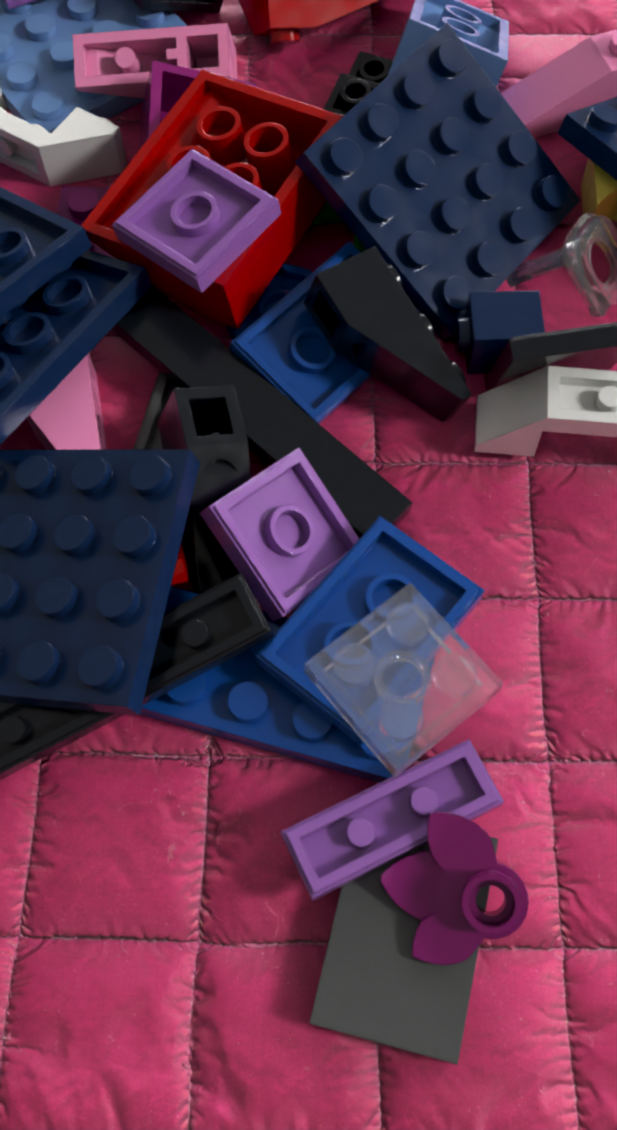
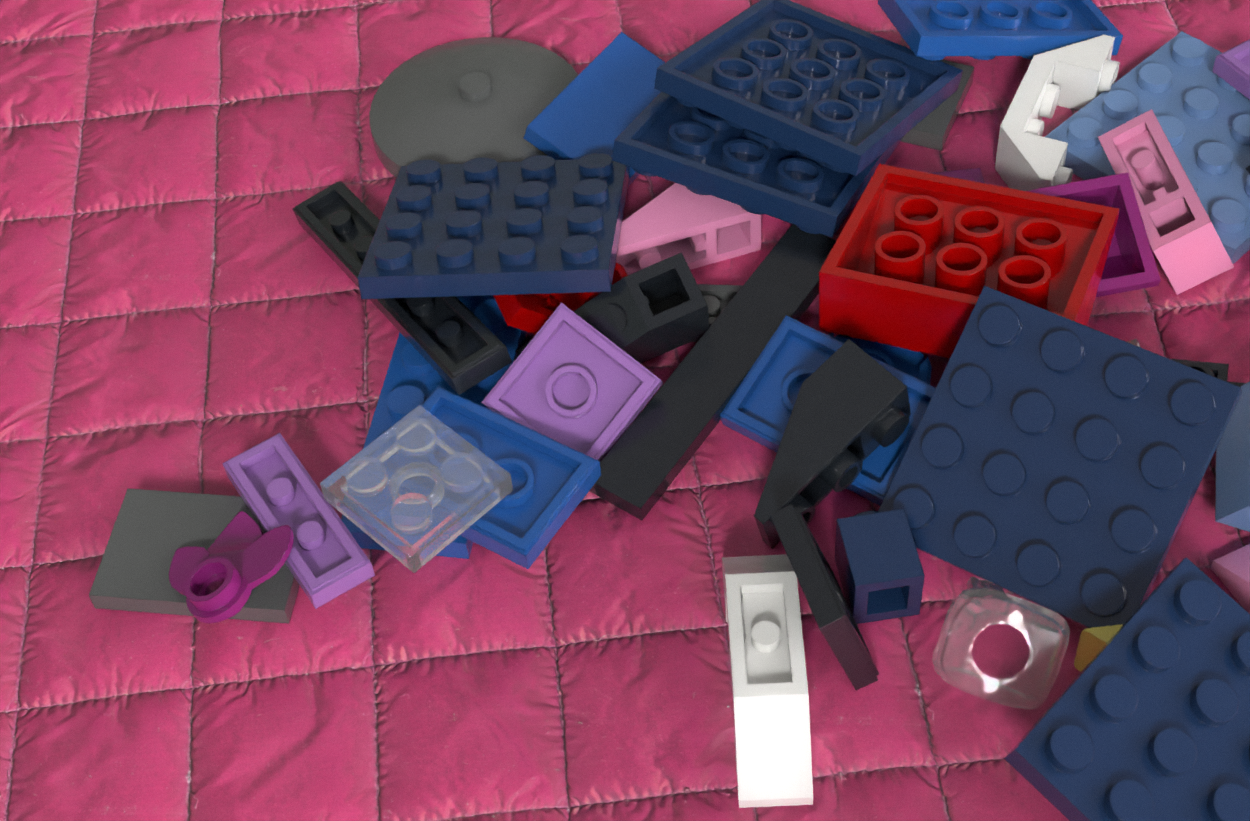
camera: 85 degrees right, 15 degrees down
(197, 220) = (894, 235): medium lavender tile -> none

